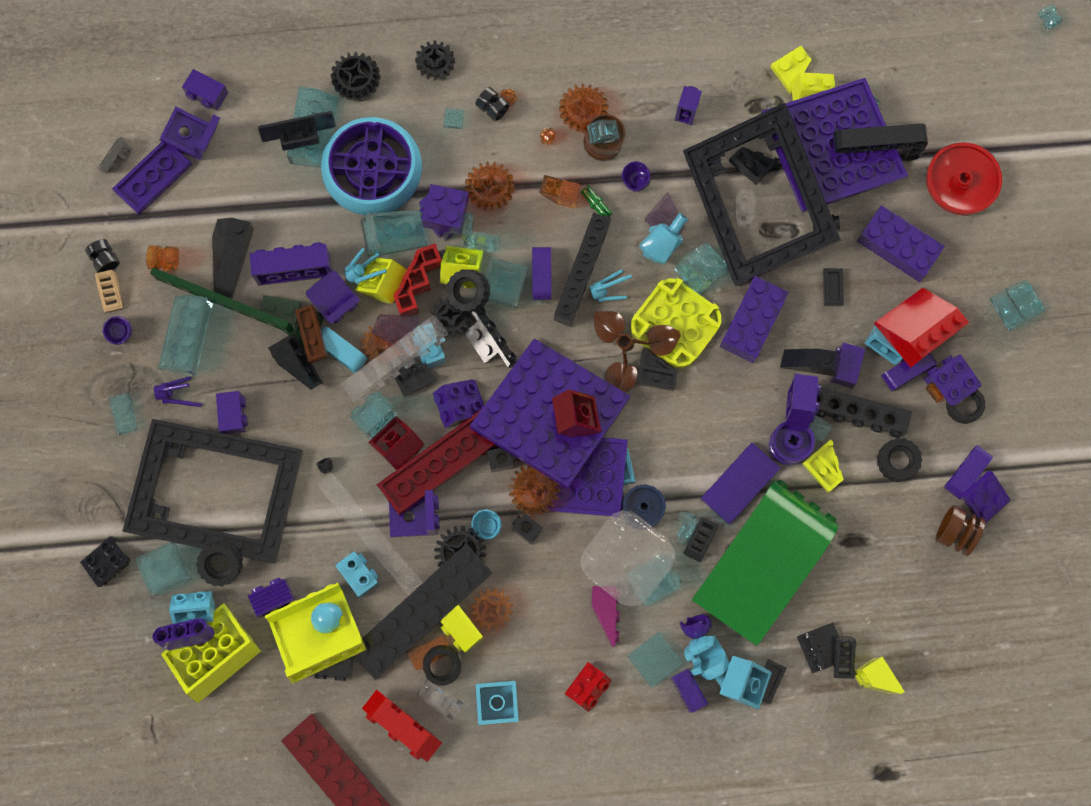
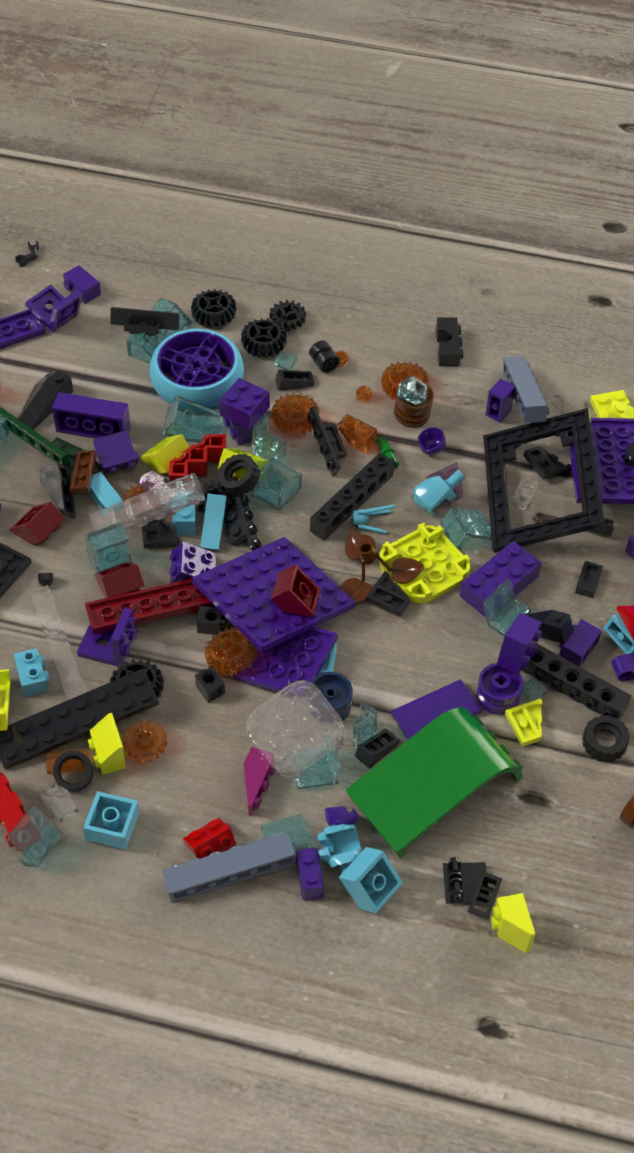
camera: 20 degrees right, 25 degrees down
(134, 65) = (33, 255): none -> black arm
(290, 406) = (38, 523): none -> dark red slope
(354, 272) = (146, 441): medium azure plant -> none
(426, 85) = (263, 342): none -> black gear
(439, 748) = (34, 837): none -> clear light blue bracket
(459, 140) = (293, 379): none -> black slope
(461, 348) = (213, 522): none -> medium azure tile
(487, 524) = (173, 666): medium azure hair -> none
(536, 211) = (328, 439): none -> black bracket
(541, 273) = (313, 489): dark purple beam -> none
(606, 27) = (449, 341): none -> black arch
(618, 710) = (229, 866): none -> sand blue brick
(715, 92) = (527, 393): none -> sand blue brick
(772, 357) = (503, 608): none -> clear light blue bracket
(774, 681) = (401, 897): black tile -> none

